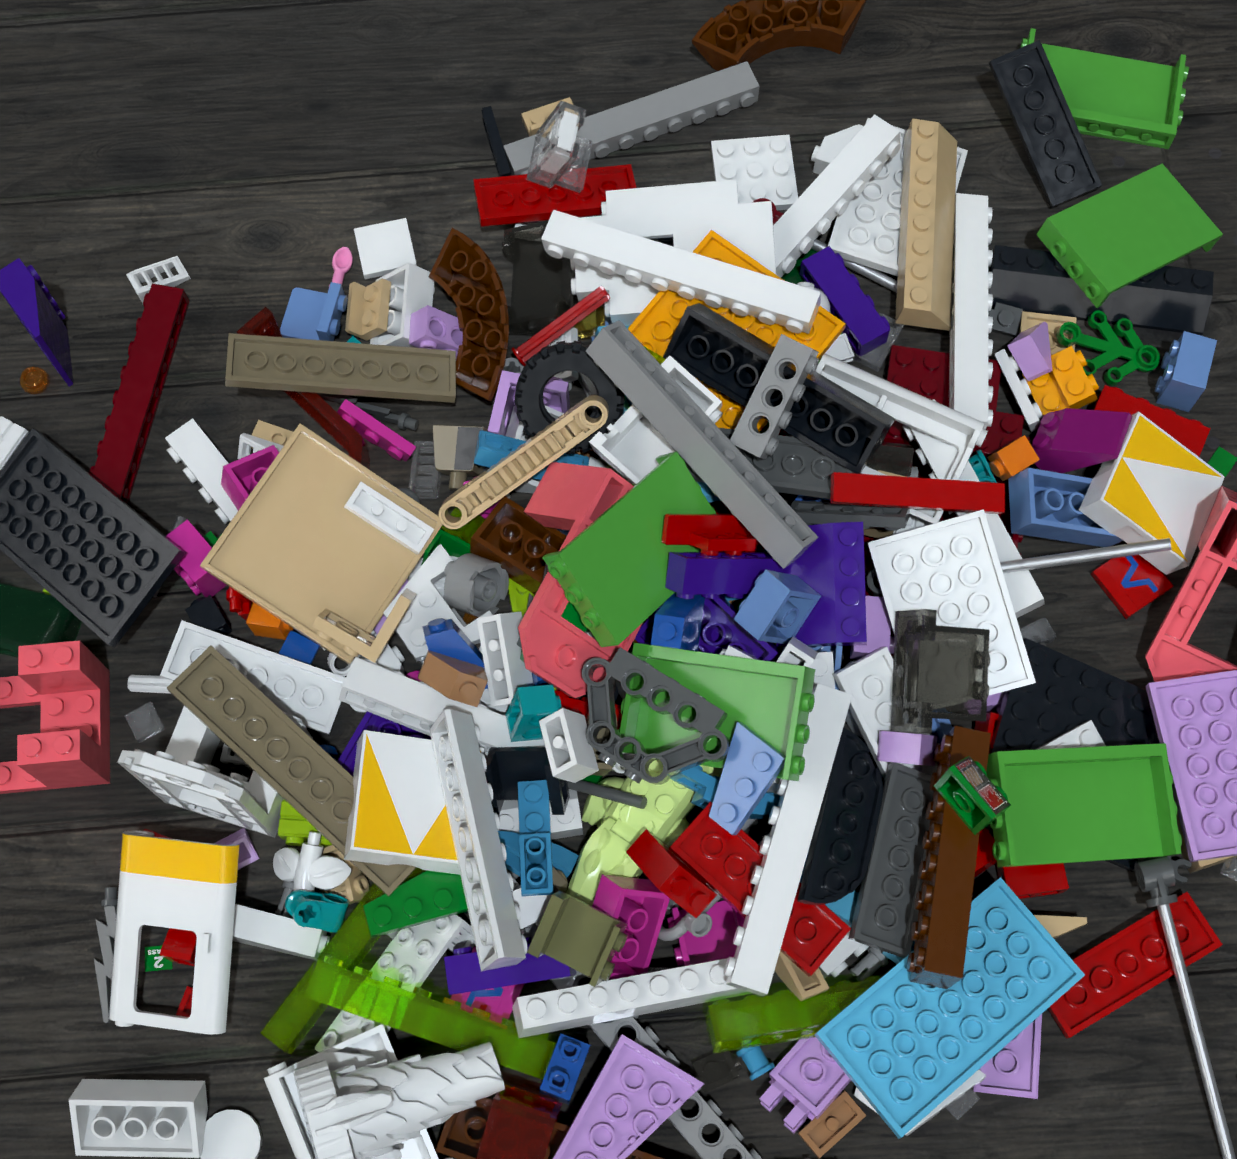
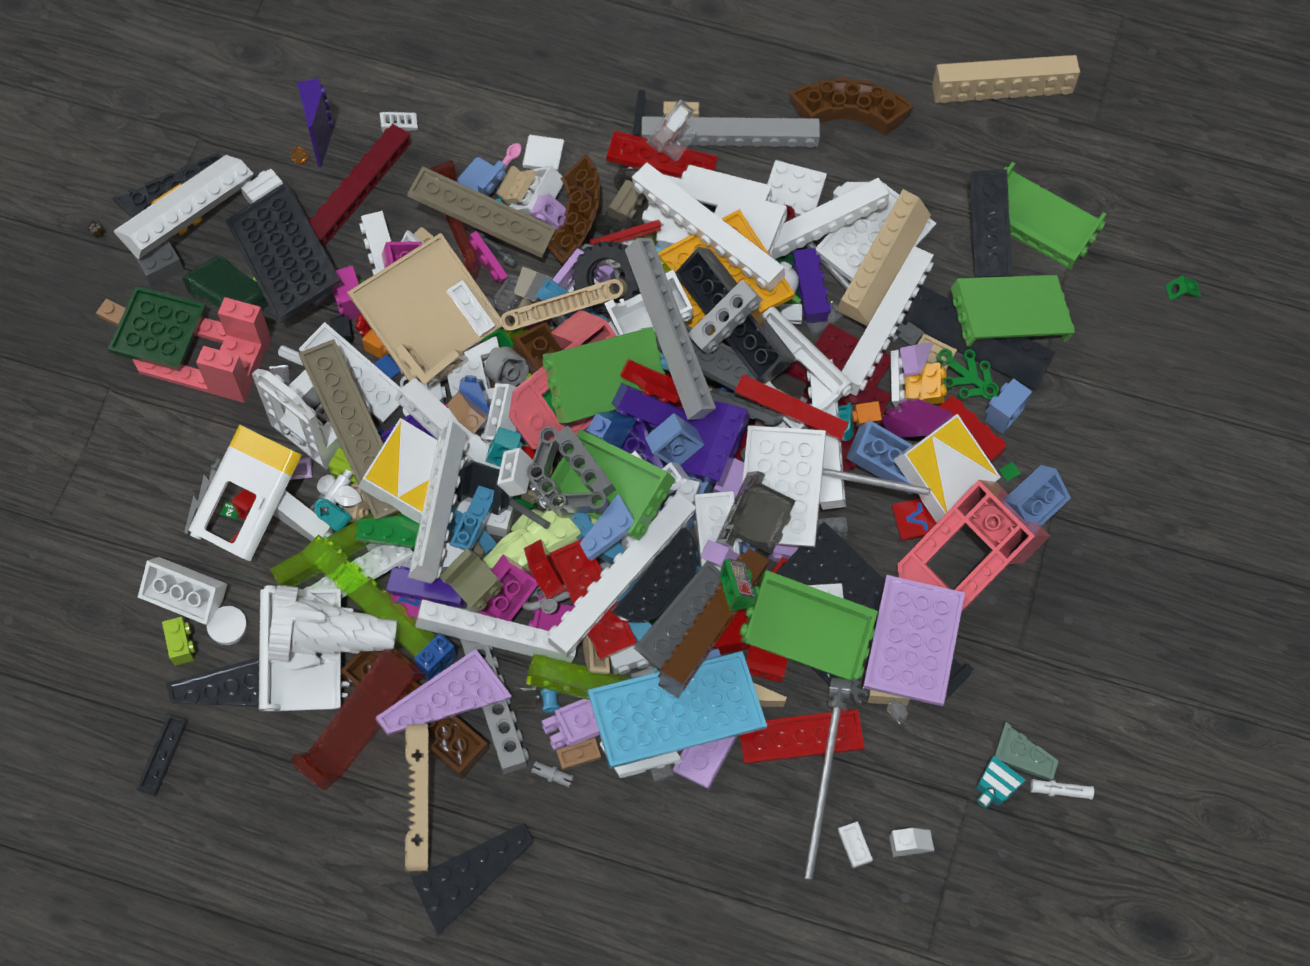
camera: 20 degrees right, 5 degrees down
(535, 277) = (626, 202): none -> dark tan brick

